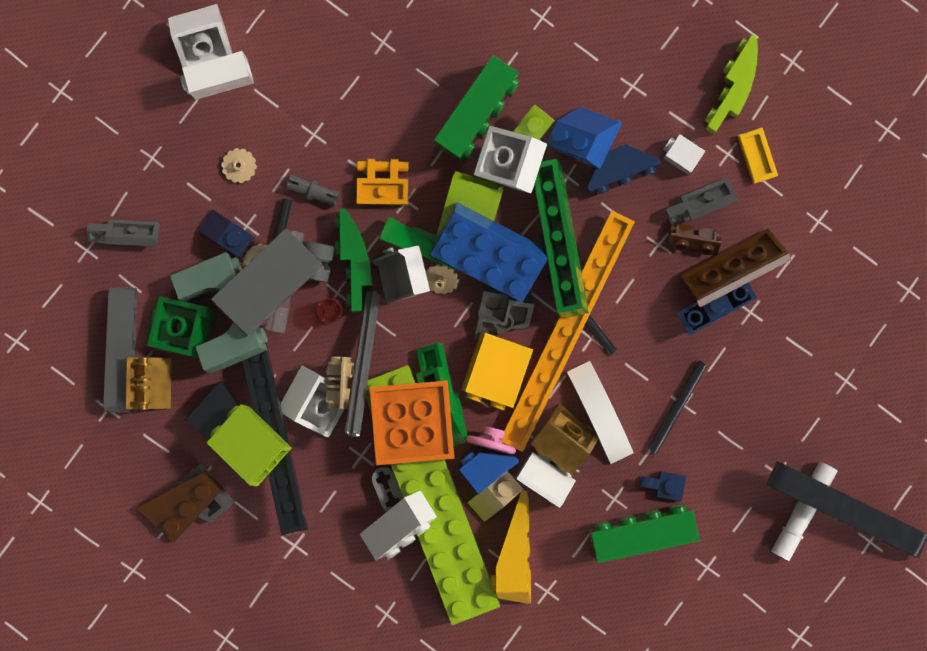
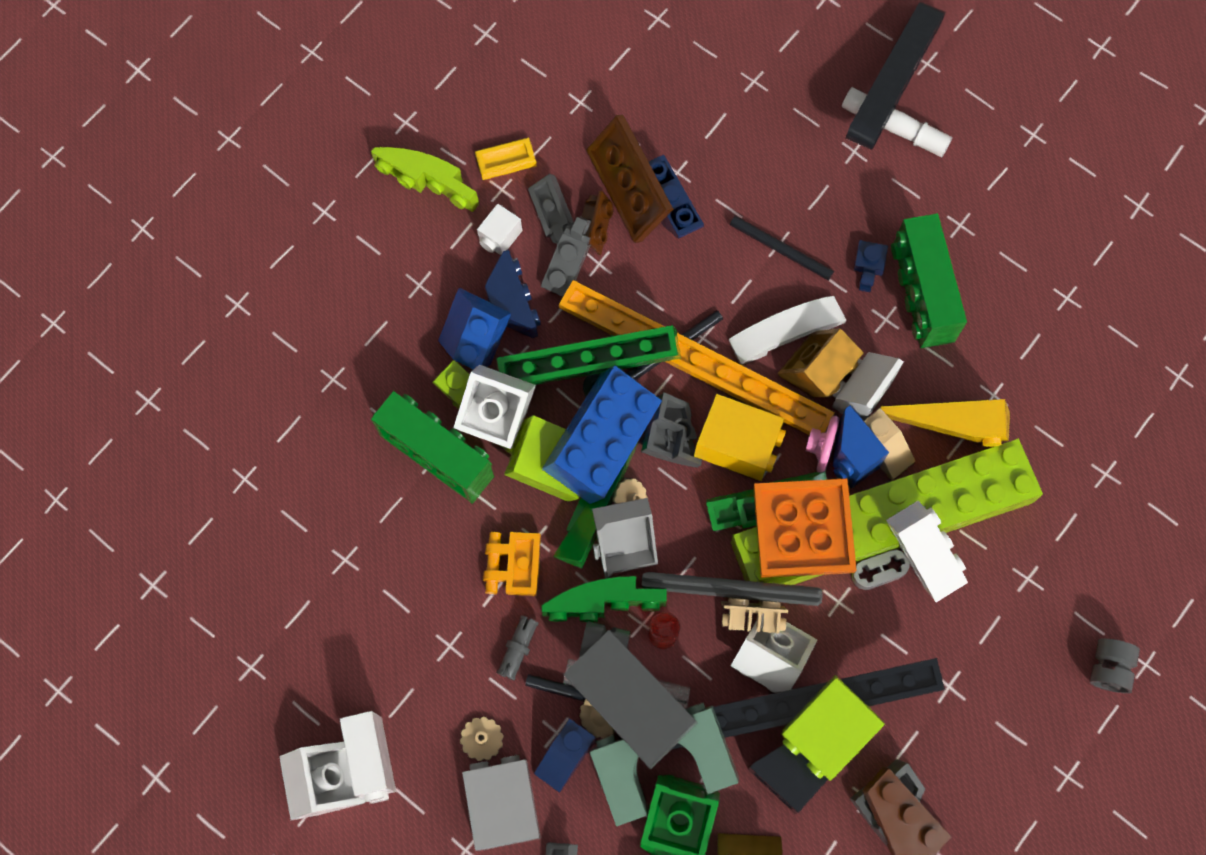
camera: 85 degrees left, 15 degrees down
(186, 184) = (501, 803): none -> light grey brick
(656, 216) = (568, 257): none -> dark grey hinge

